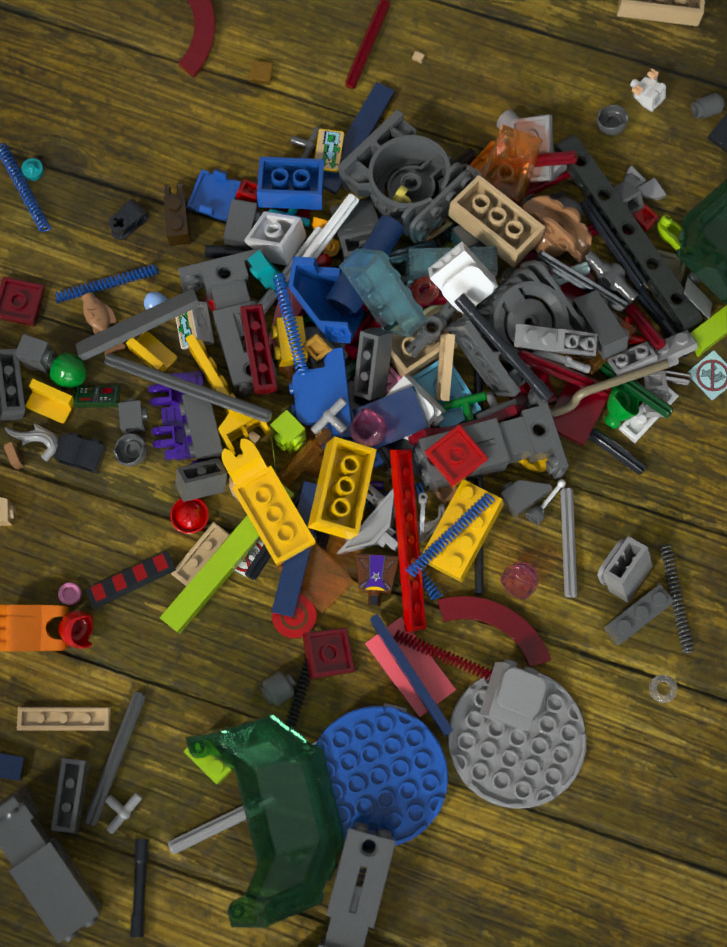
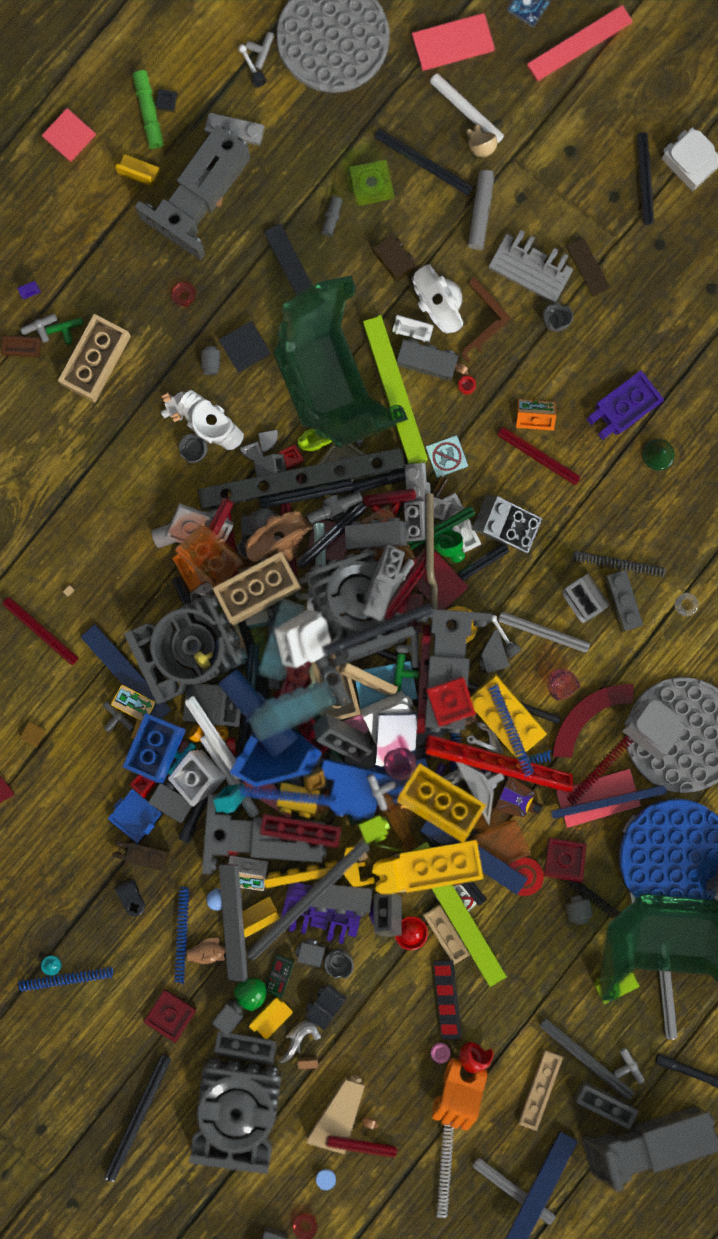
camera: 70 degrees left, 10 degrees up
(653, 104) = (196, 410): none -> white piece
(669, 460) = (506, 523): none -> dark grey slope
(698, 298) = (381, 443): white sticker -> none

